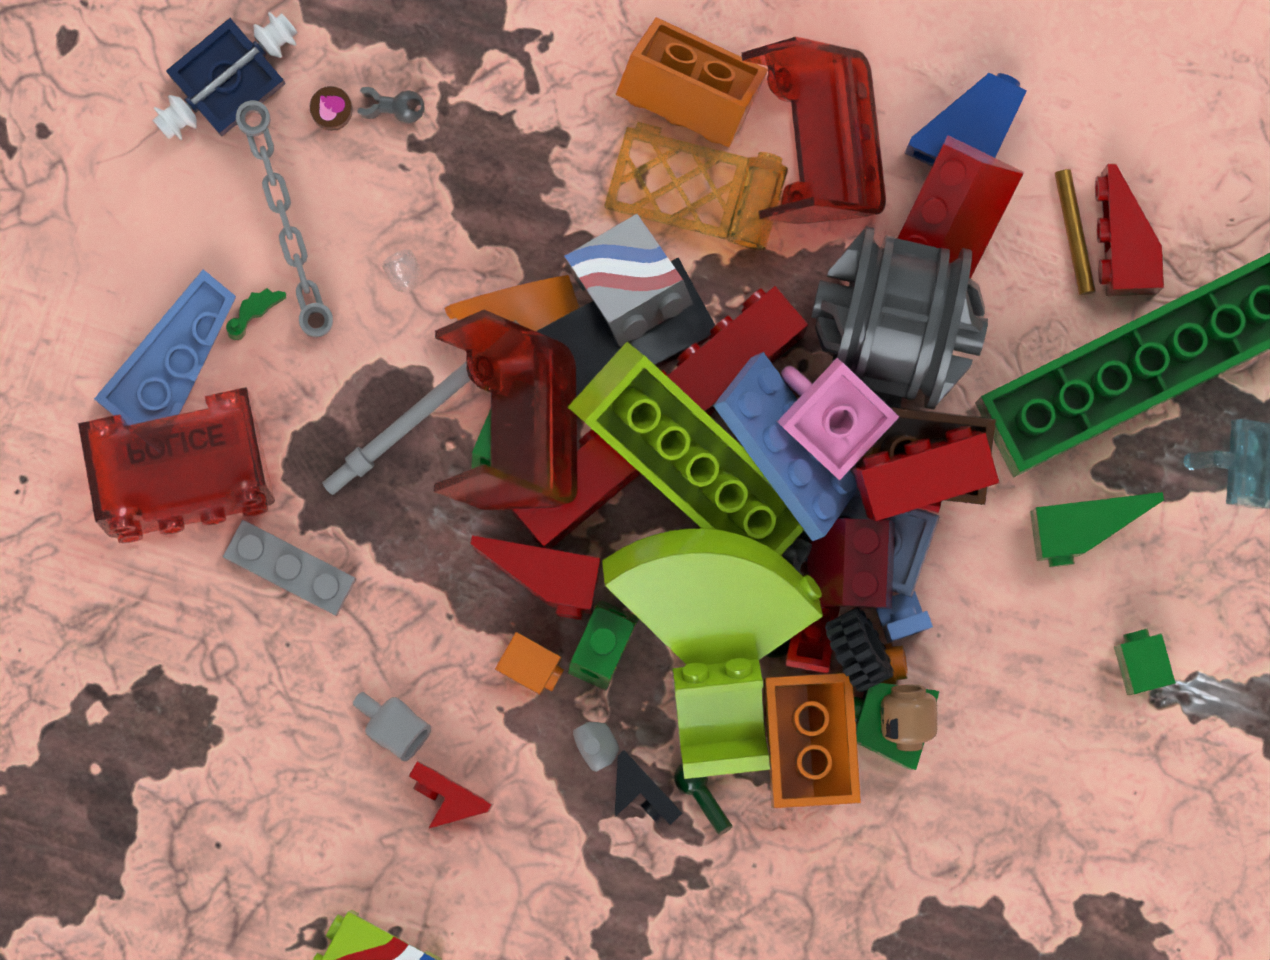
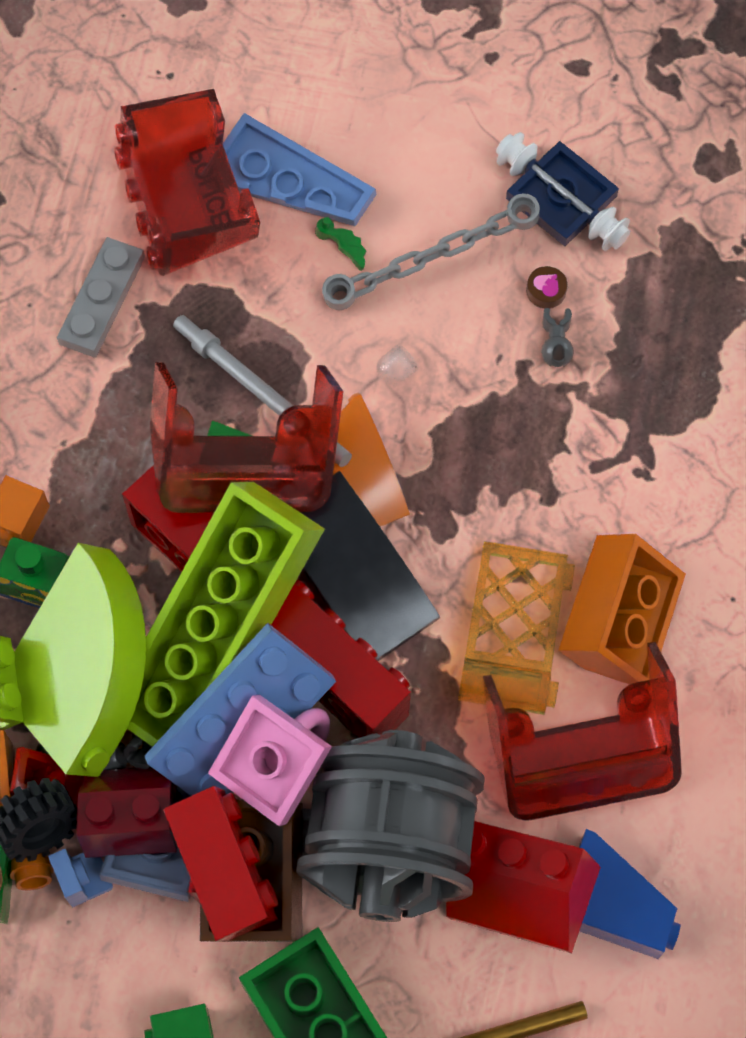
camera: 85 degrees right, 15 degrees down
(553, 576) = (97, 508): red slope -> none
(629, 279) = (405, 559): panel -> none

